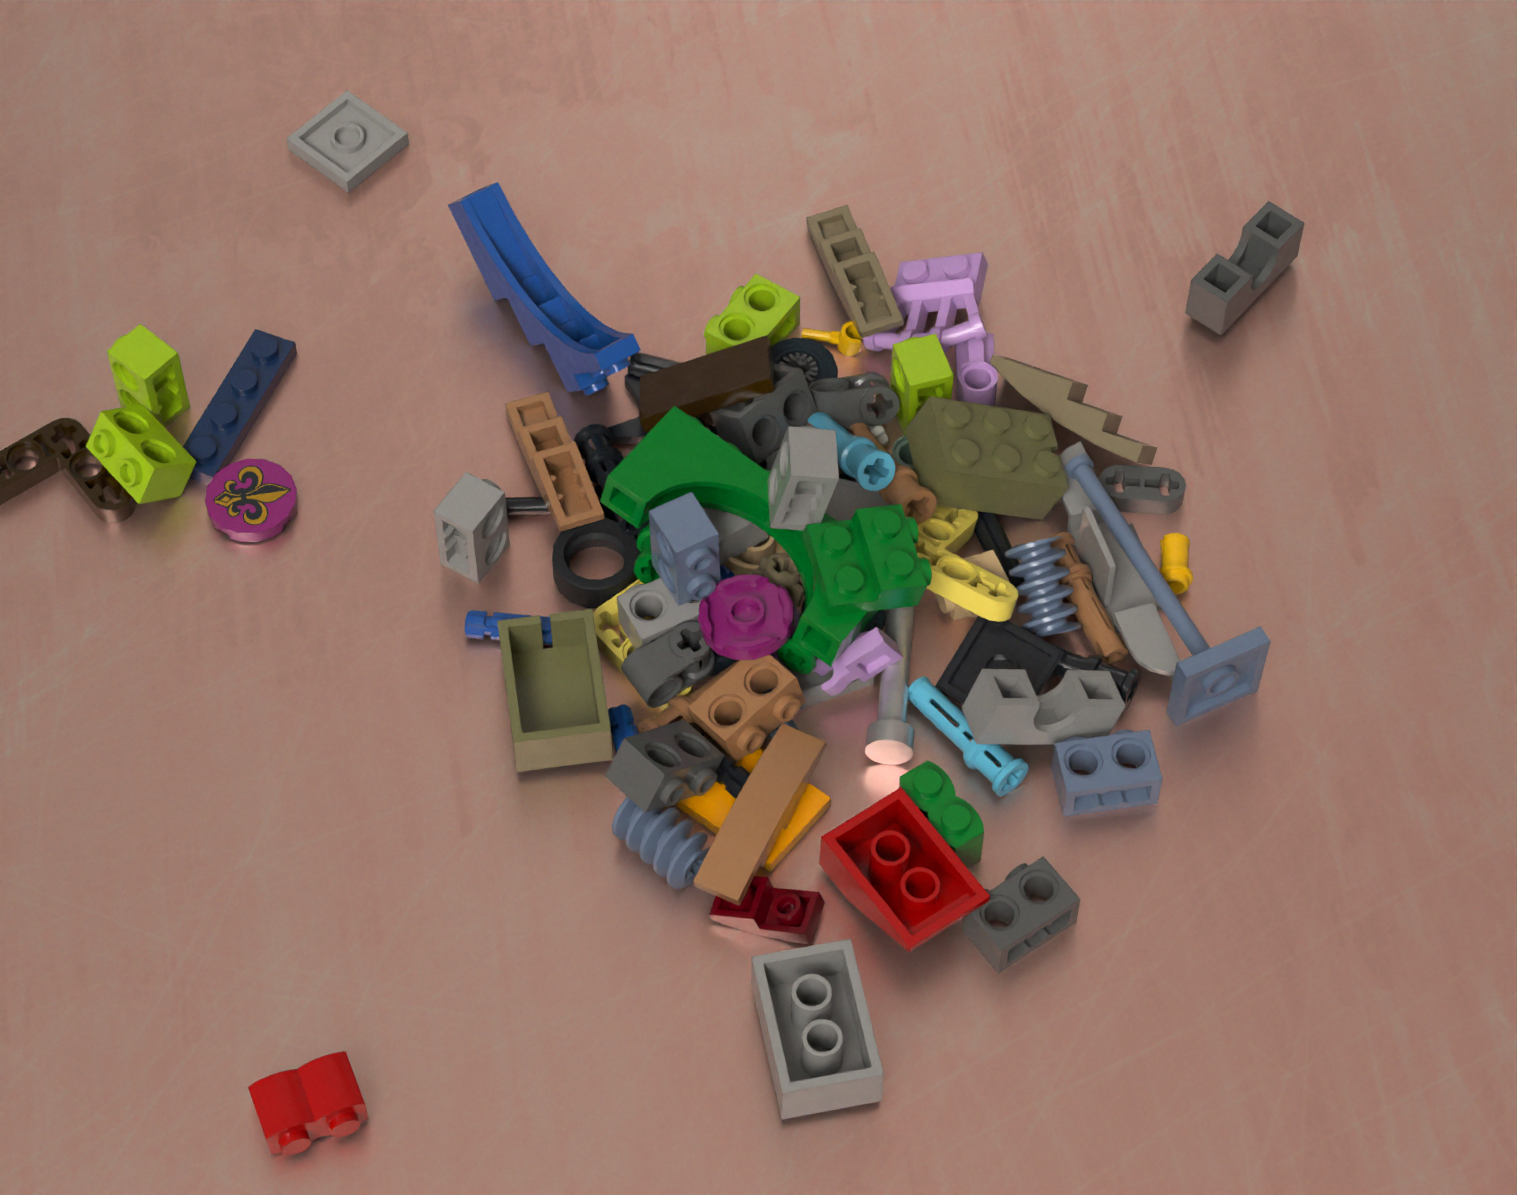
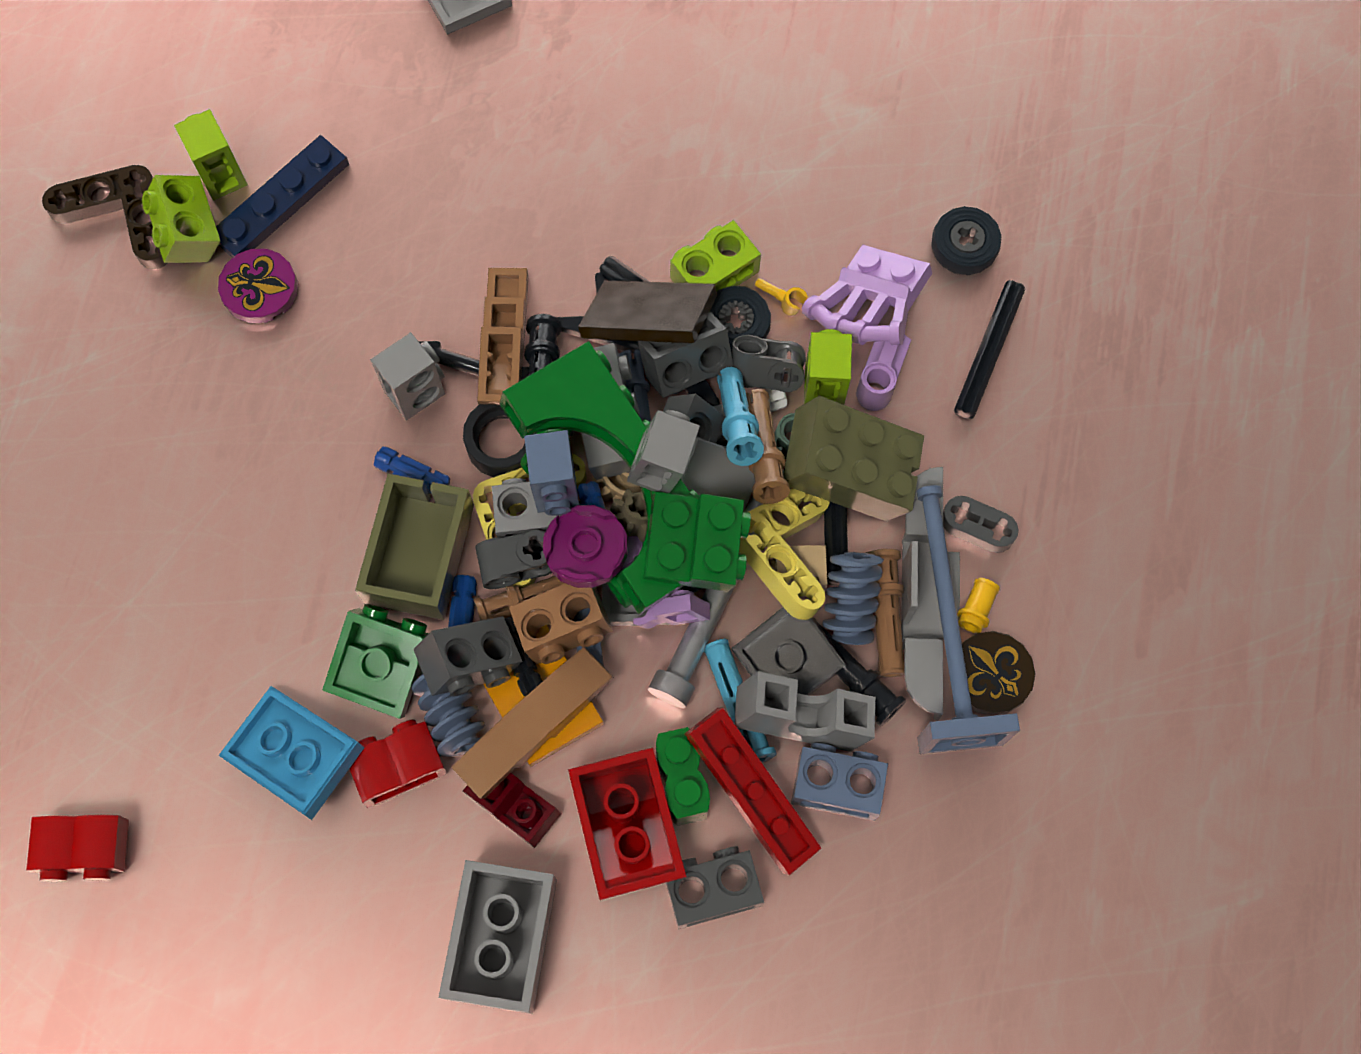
camera: 20 degrees right, 15 degrees up
(507, 931) = (291, 752): none -> dark azure tile
(548, 314) = (546, 178): blue arch -> none
(561, 815) = (376, 660): none -> green plate
(625, 909) = (396, 763): none -> red brick
(854, 271) = (818, 244): dark tan slope -> none
(1009, 245) = (973, 256): none -> black bush
(1022, 802) = (753, 791): none -> red plate
(1064, 403) = (943, 423): dark tan slope -> none
(1078, 317) = (989, 350): none -> black axle
(1219, 612) = (997, 672): none -> tile
(1230, 286) = (1168, 342): dark grey arch -> none

